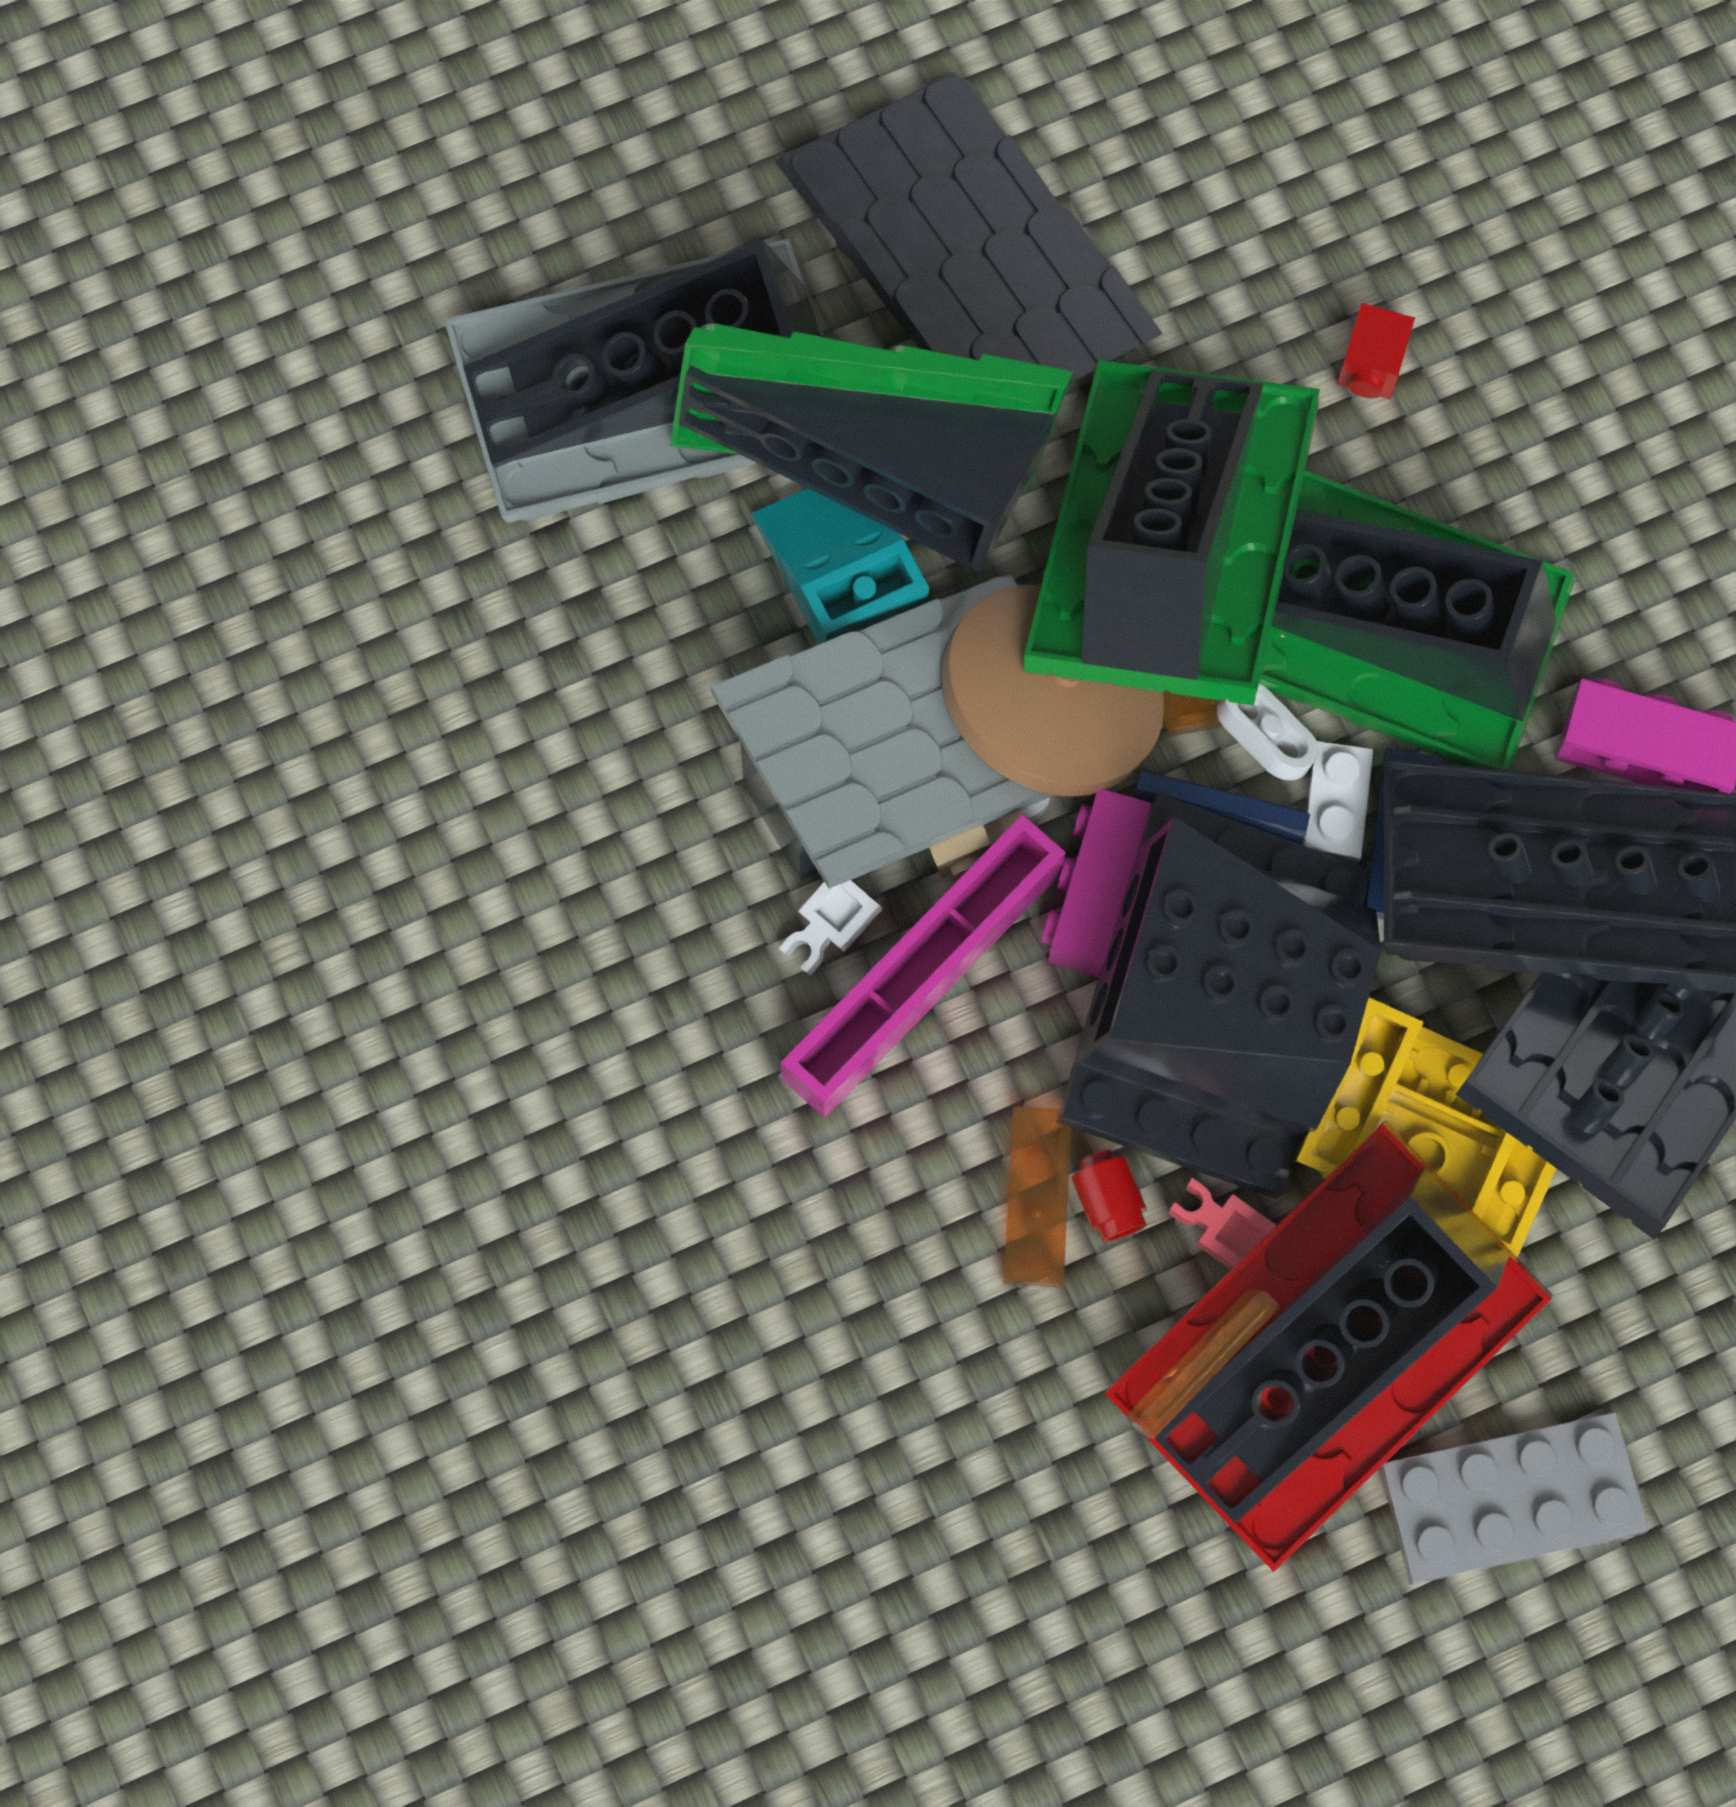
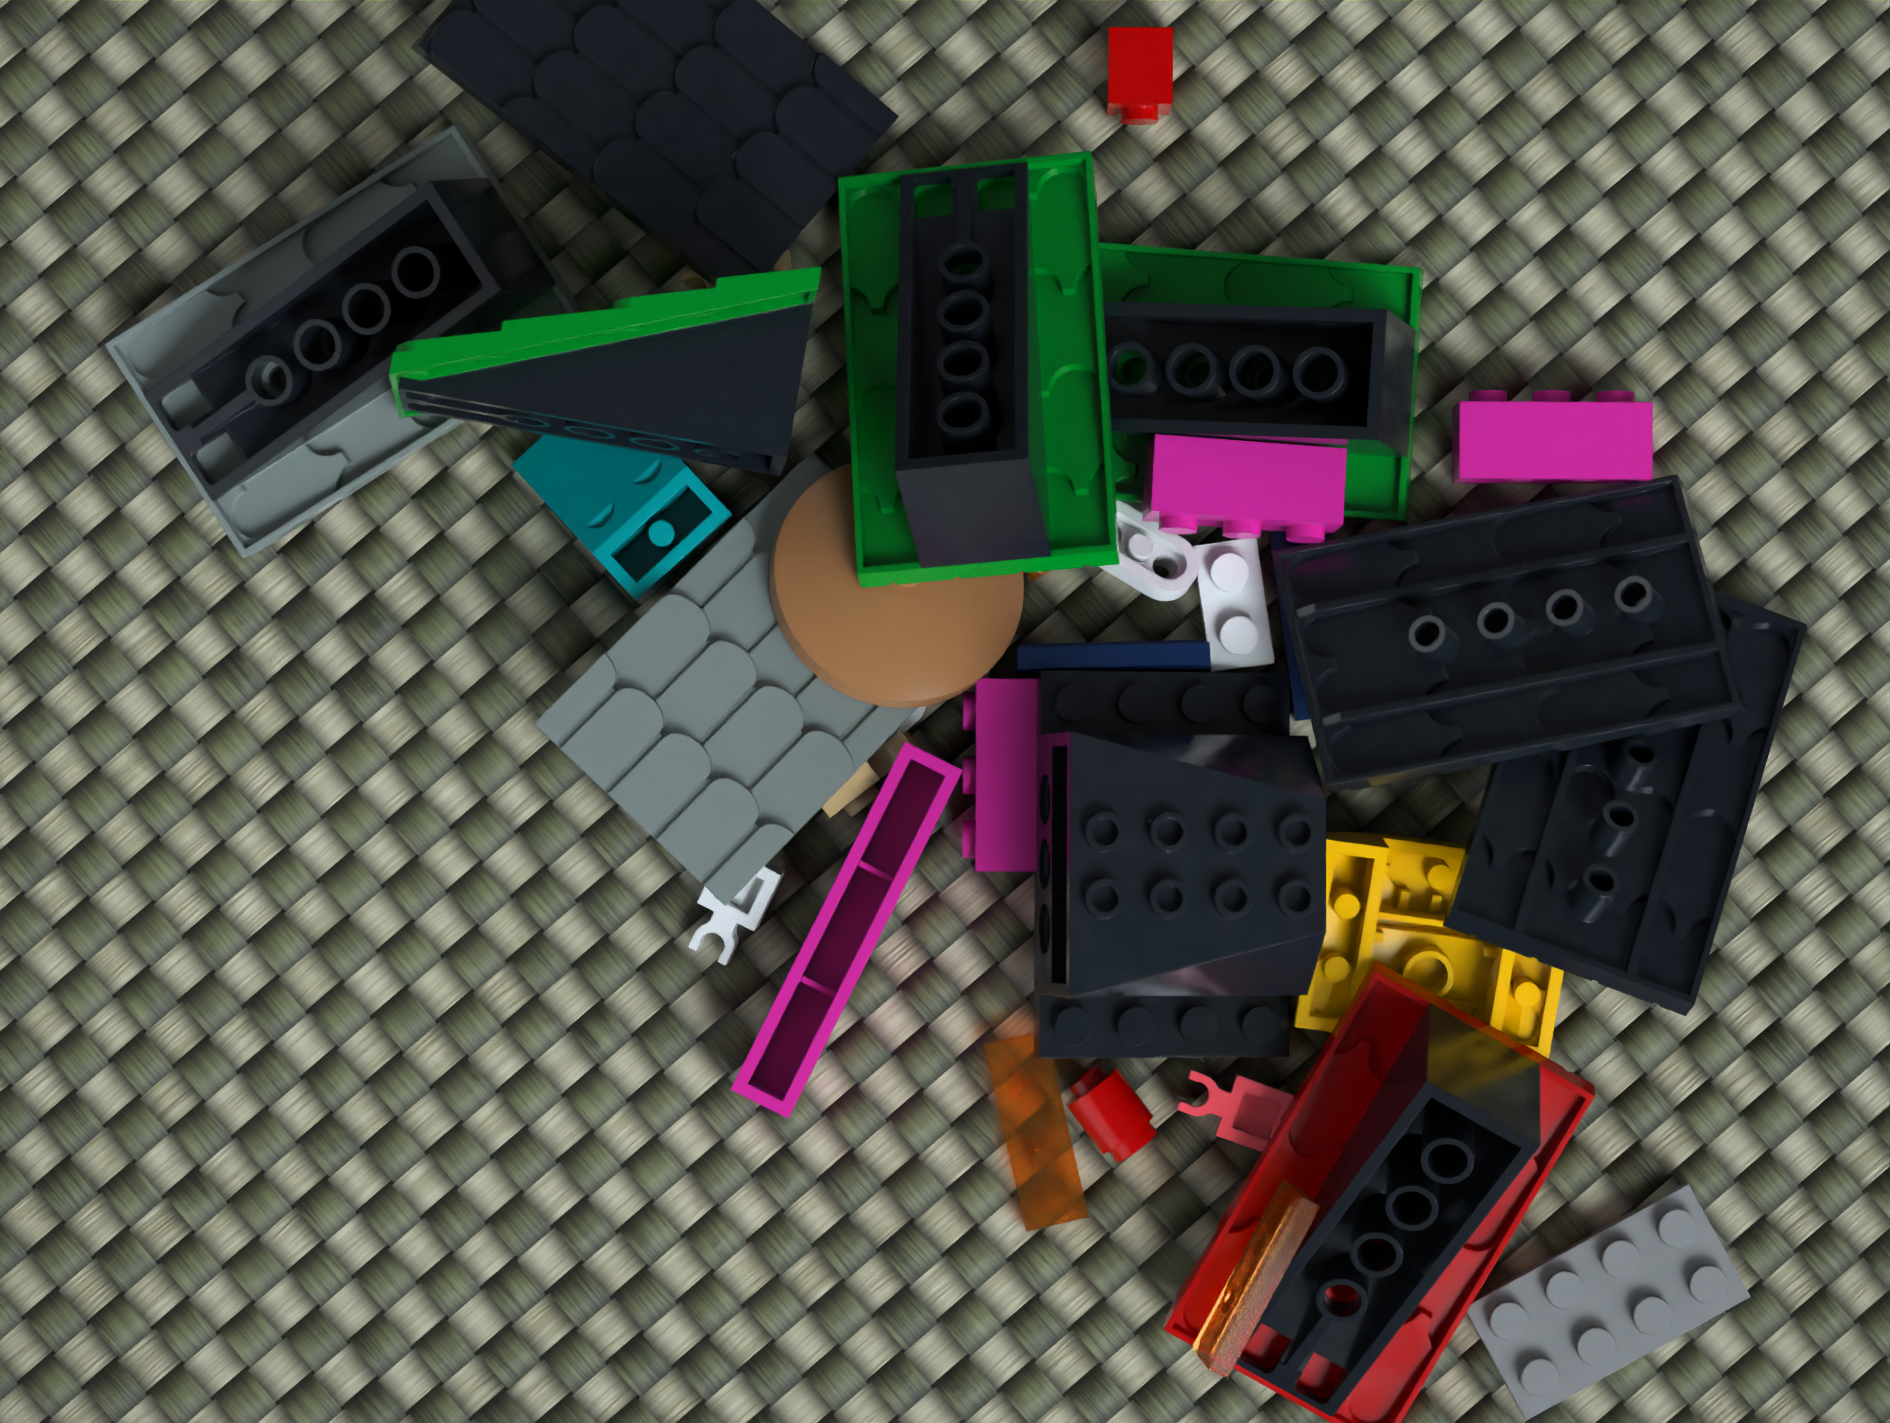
camera: 10 degrees left, 15 degrees up
(1376, 694) = (1244, 487): none -> dark pink brick

